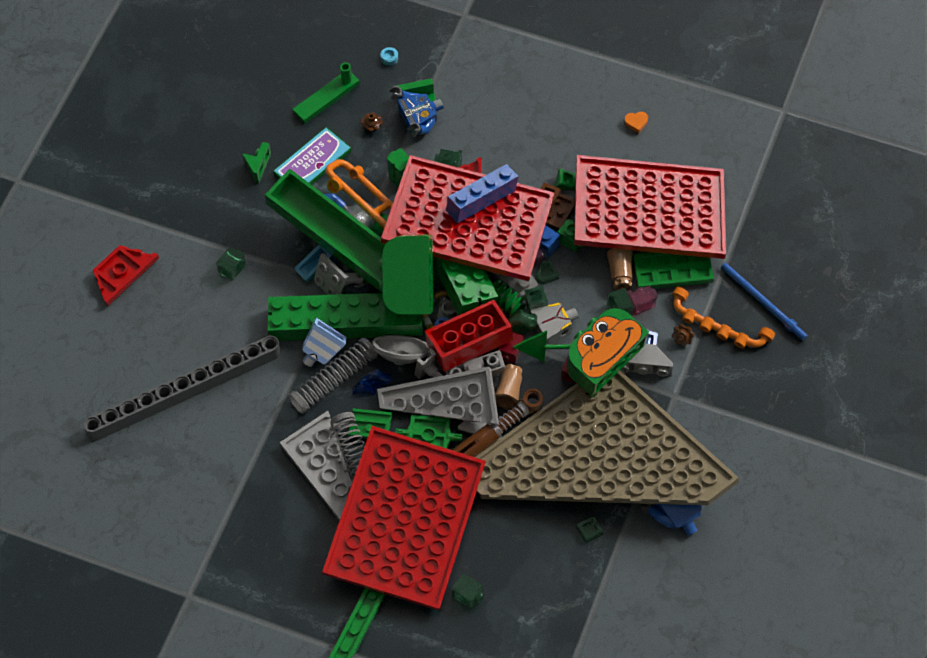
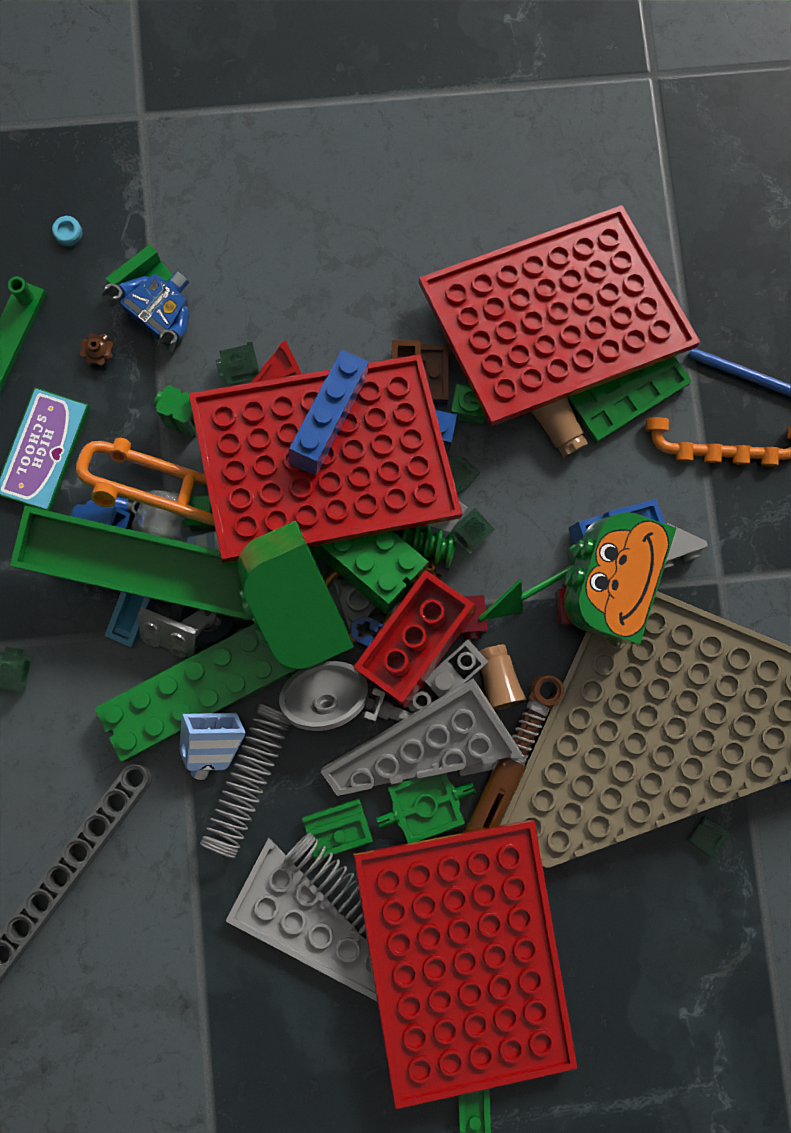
camera: 35 degrees left, 20 degrees up
(371, 381) = (303, 766): clear blue slope -> none
(468, 591) = (599, 1016): clear green brick -> none
(522, 322) = (468, 577): clear green piece -> none
(555, 321) = (509, 549): light grey torso -> none
(565, 180) = (414, 319): green slope -> none
(620, 300) = (587, 479): clear green brick -> none
(636, 121) = (466, 181): orange tile -> none
(643, 299) = (611, 457): clear pink brick -> none
(682, 335) = (691, 486): reddish brown plant -> none

